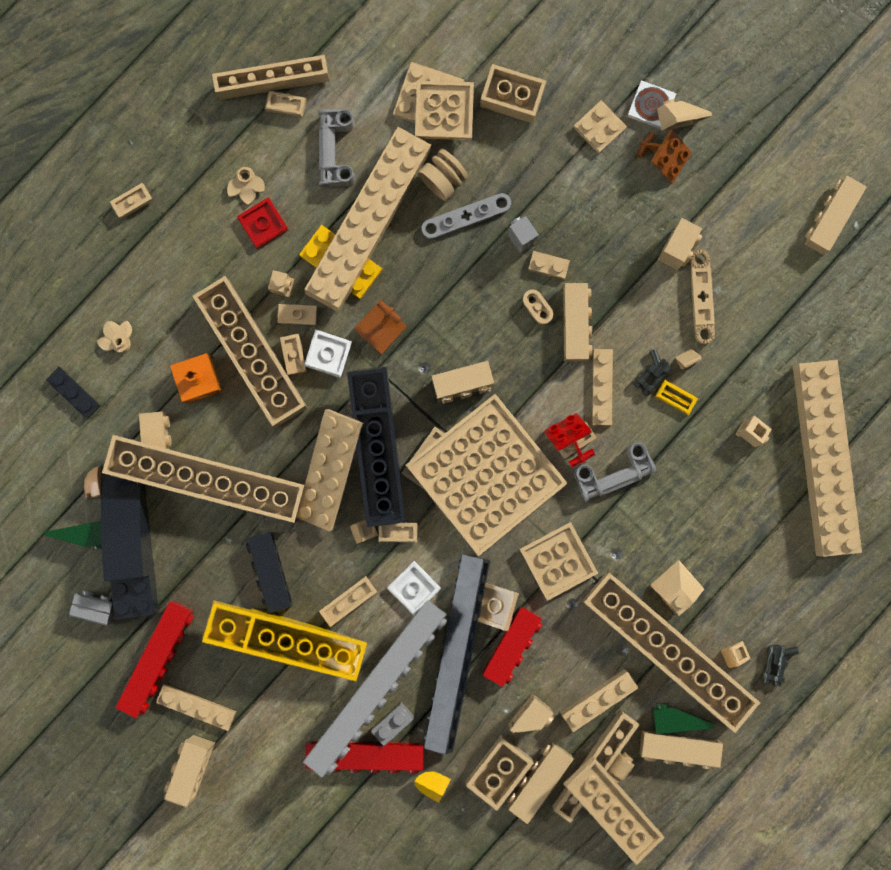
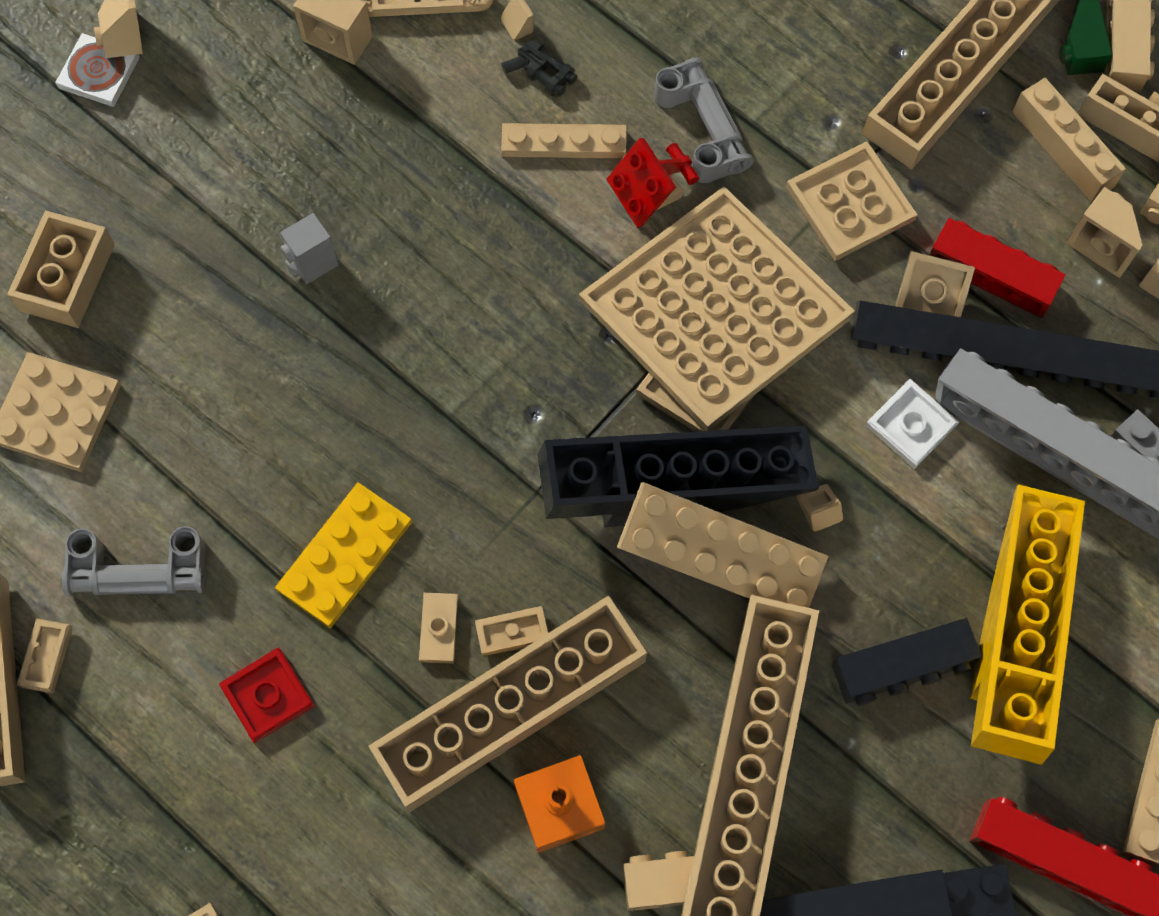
camera: 95 degrees left, 15 degrees down
(245, 188) = (199, 726): tan plate -> none
(281, 284) = (382, 654): tan brick -> none
(327, 353) = (510, 570): white tile -> none
(348, 601) = (945, 528): tan plate -> none
(368, 219) = (273, 500): tan brick -> none
(380, 327) = (461, 480): dark orange plate -> none
(398, 532) = (824, 446): tan plate -> none
(444, 110) = (81, 375): tan plate -> none
(447, 171) = (197, 375): tan wheel -> none
(463, 382) = (562, 339): tan brick -> none
(479, 210) = (278, 367): light grey piece -> none
(538, 307) = (429, 234): tan plate -> none
(549, 265) = (359, 220): tan plate -> none
(576, 322) = (457, 175): tan brick -> none
(600, 127) = (128, 144): tan plate -> none
(661, 390) = (567, 56): yellow tile -> none
(669, 155) = (182, 36): dark orange plate -> none
(677, 588) = (882, 34): tan slope -> none

